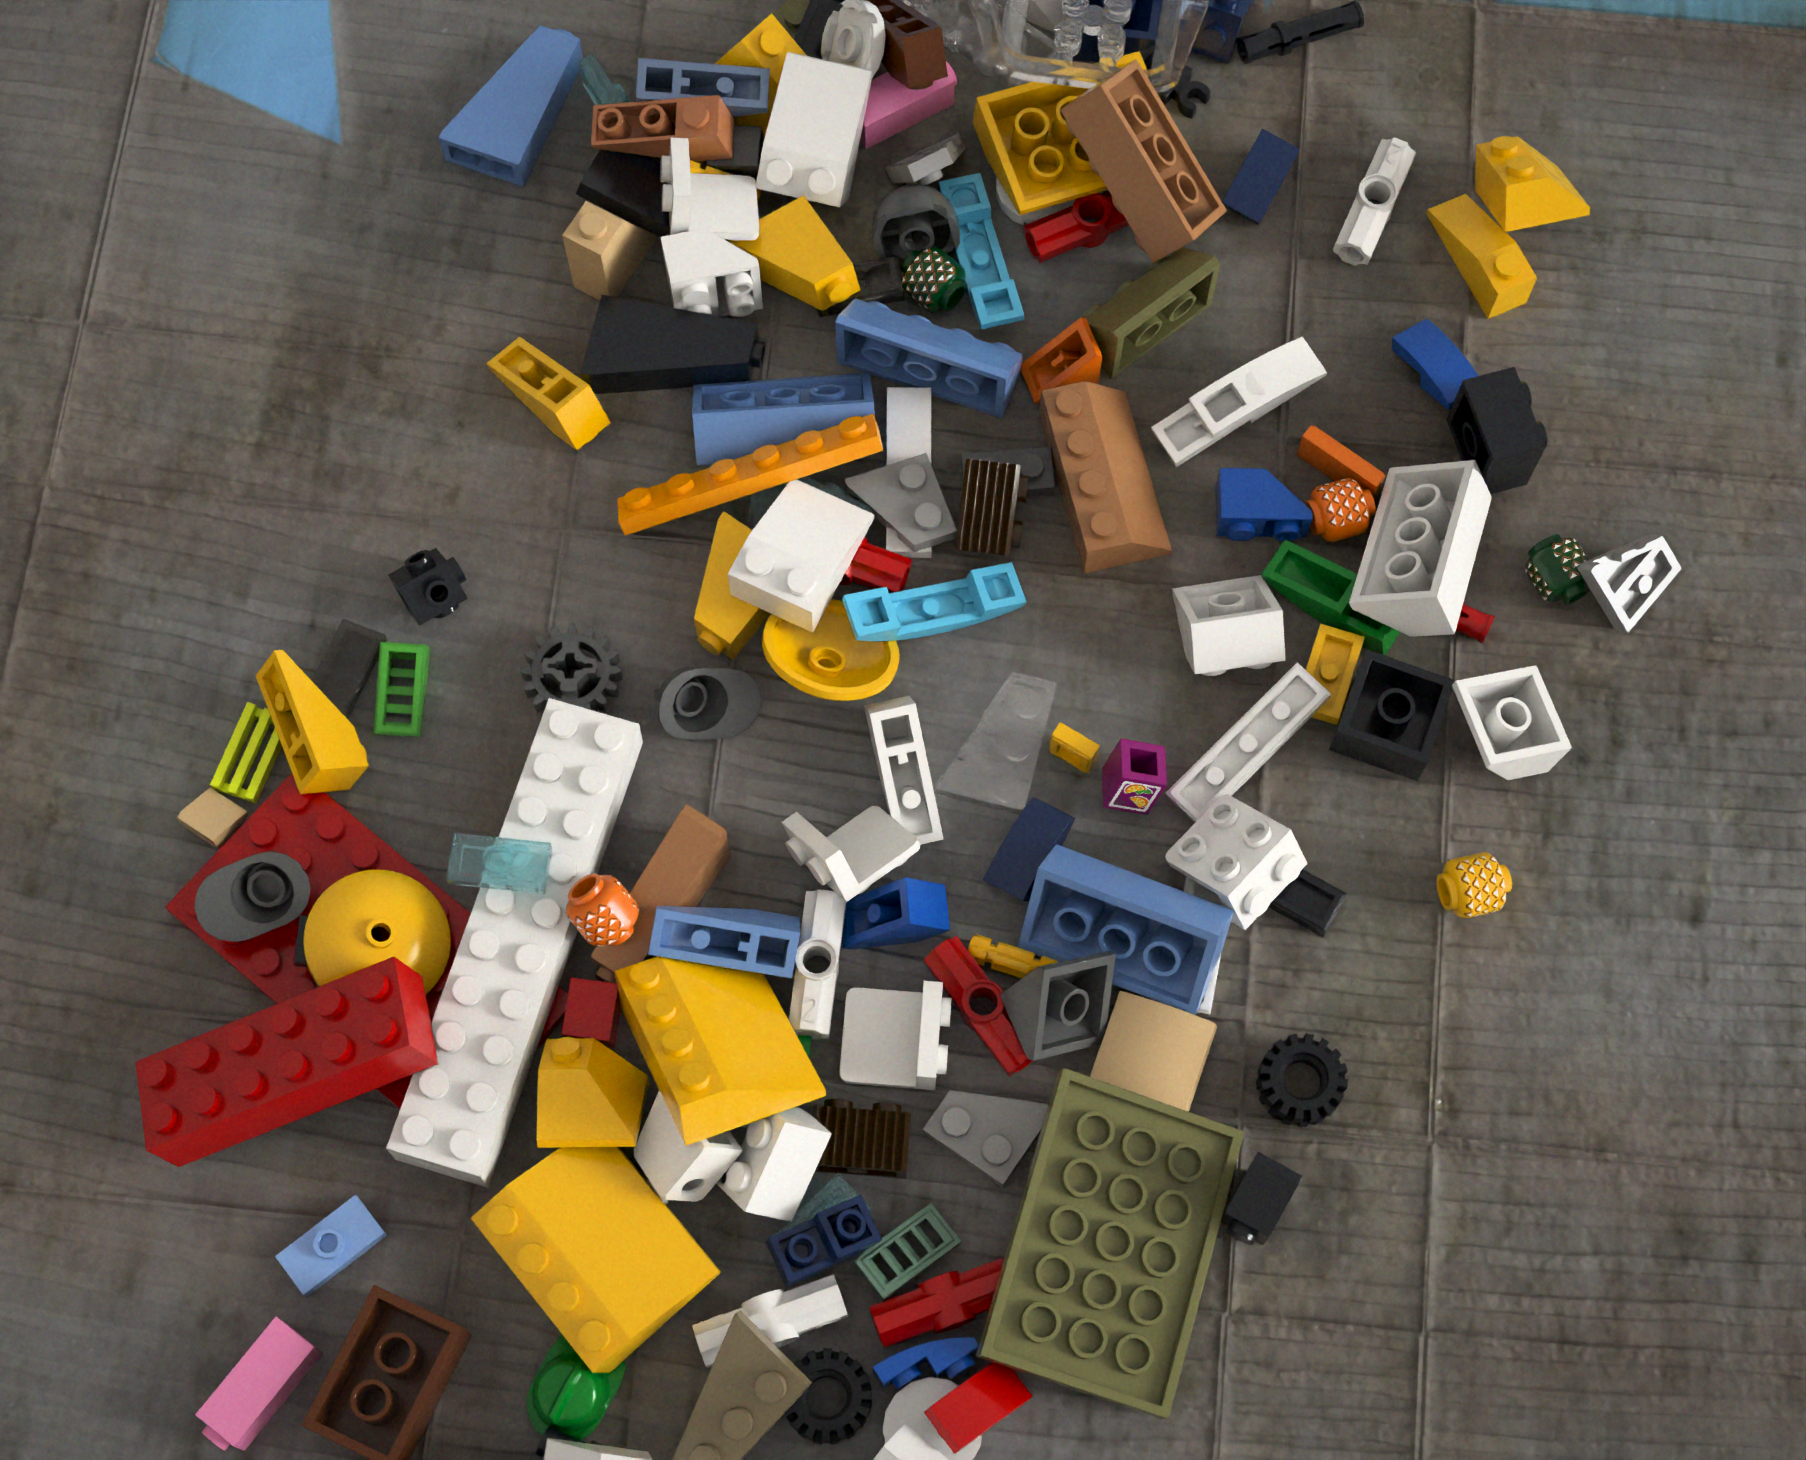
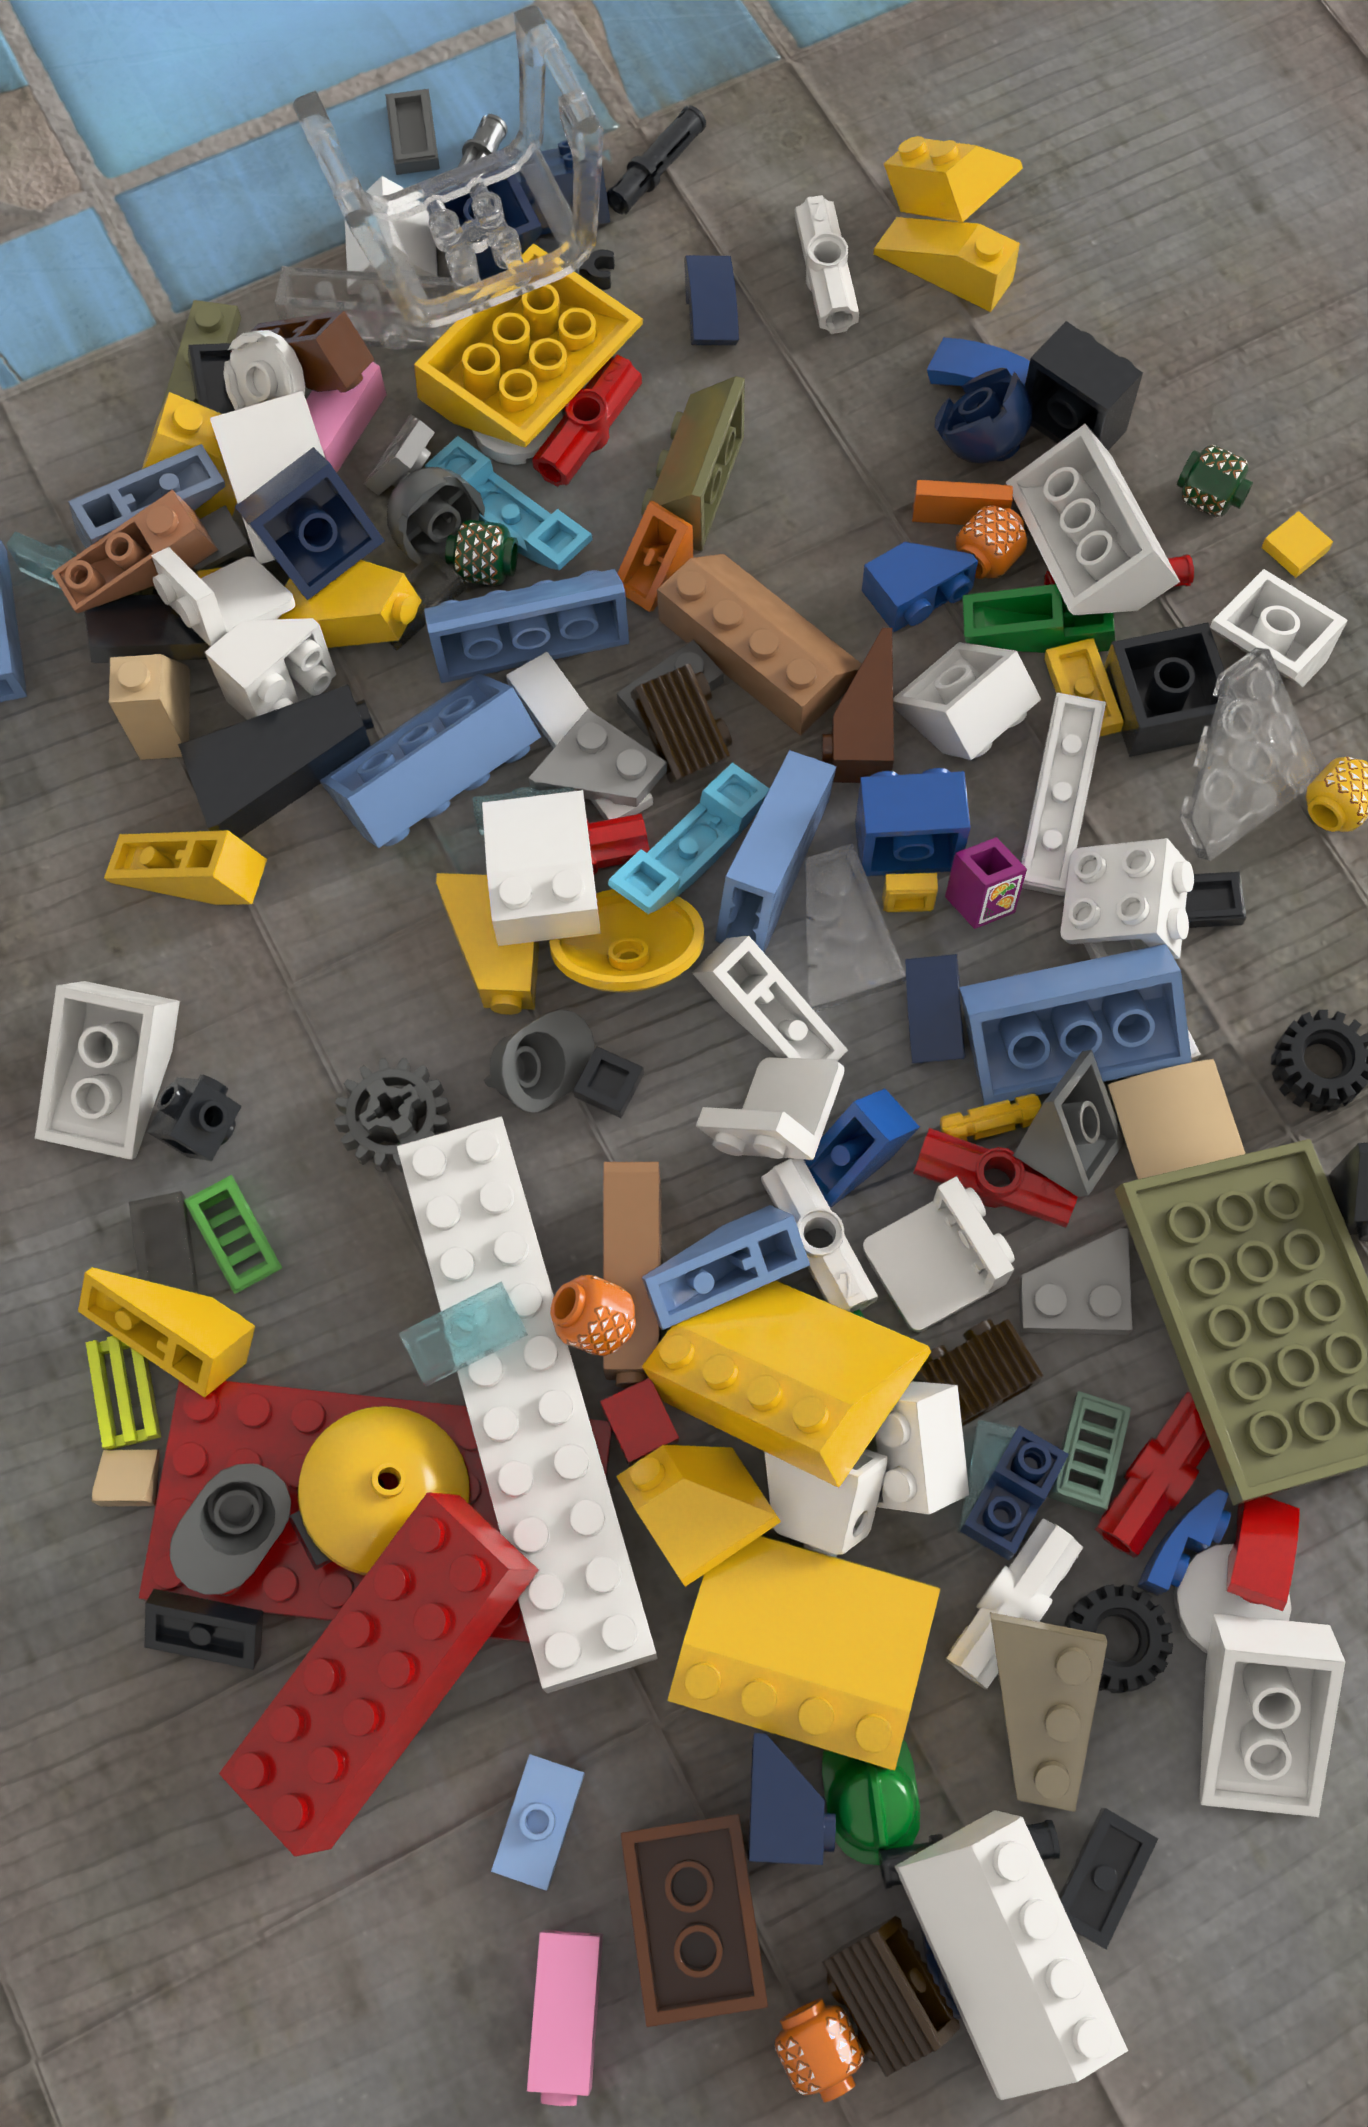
camera: 30 degrees left, 0 degrees up
(193, 957) = (203, 1629): none -> black plate
(392, 506) = (104, 1067): none -> white slope
(499, 1346) = (785, 1811): none -> dark blue slope
(746, 749) = (608, 1082): none -> black plate
(749, 474) = (436, 825): light orange plate -> none
(805, 181) = (310, 523): none -> dark blue slope
(988, 651) = (774, 850): none -> medium blue slope
(1107, 692) = (911, 821): none -> blue brick
(1136, 590) = (864, 721): none -> reddish brown slope
(1143, 161) = (609, 333): medium nougat slope -> none
(1238, 398) = (832, 501): white slope -> none
(1408, 408) = (988, 419): none -> dark blue cylinder
(1412, 807) = (1248, 758): none -> clear plate
(1595, 662) = (1297, 544): none -> yellow tile
(1630, 578) = (1279, 453): light grey wing -> none

